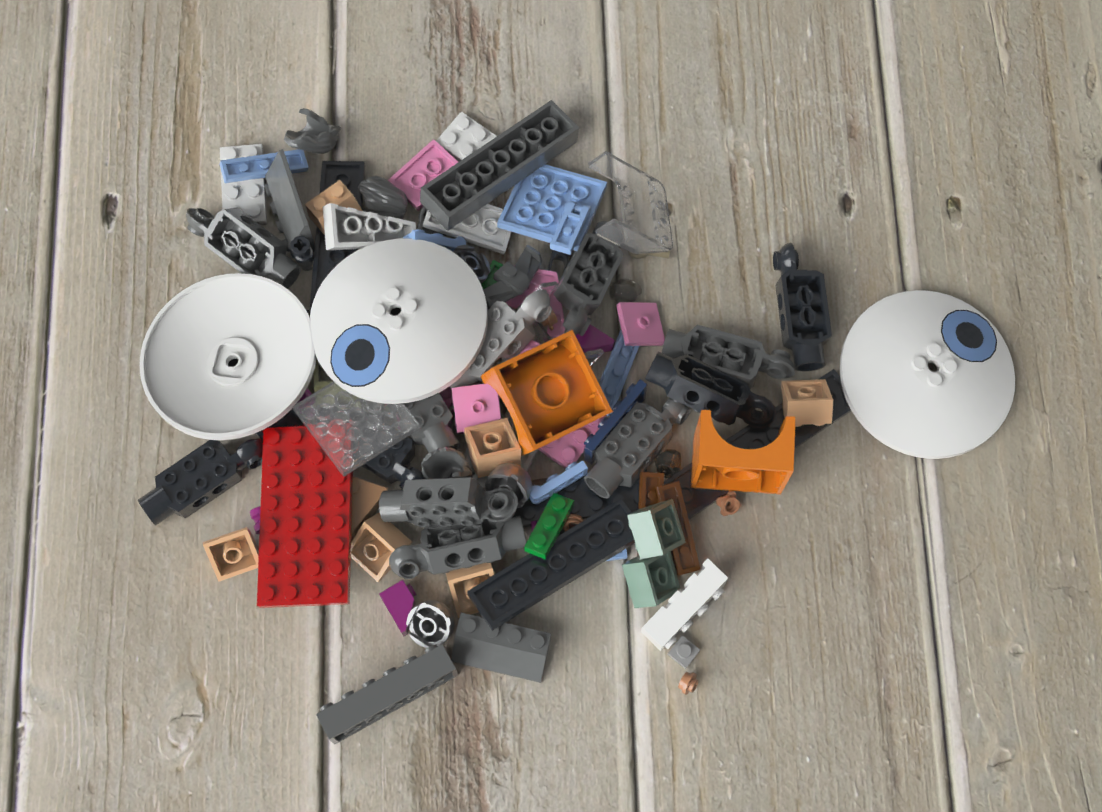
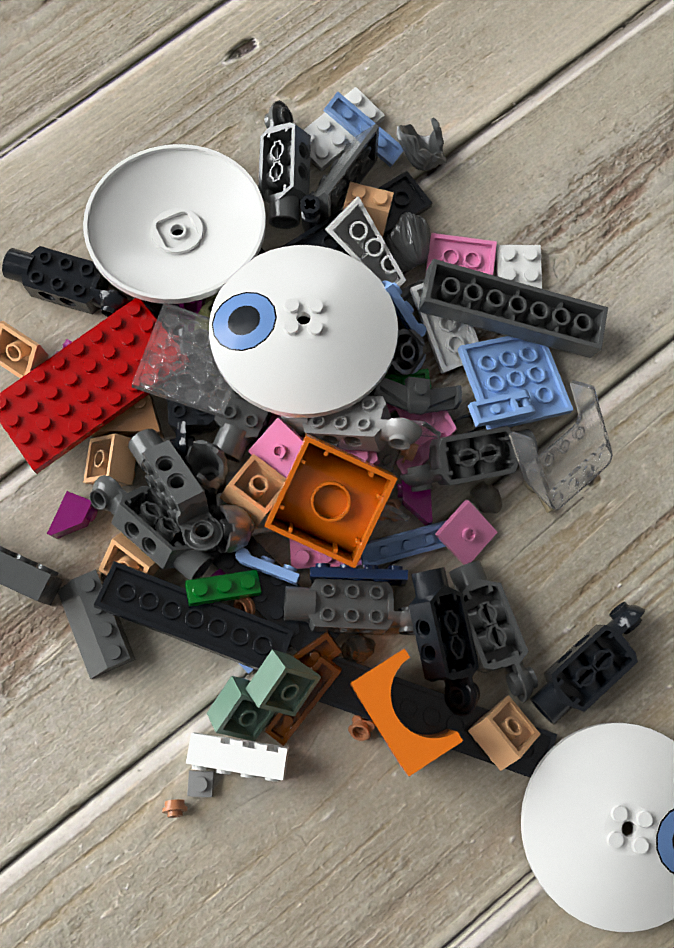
camera: 55 degrees right, 5 degrees up
(430, 623) = (71, 551): flat silver cylinder -> none

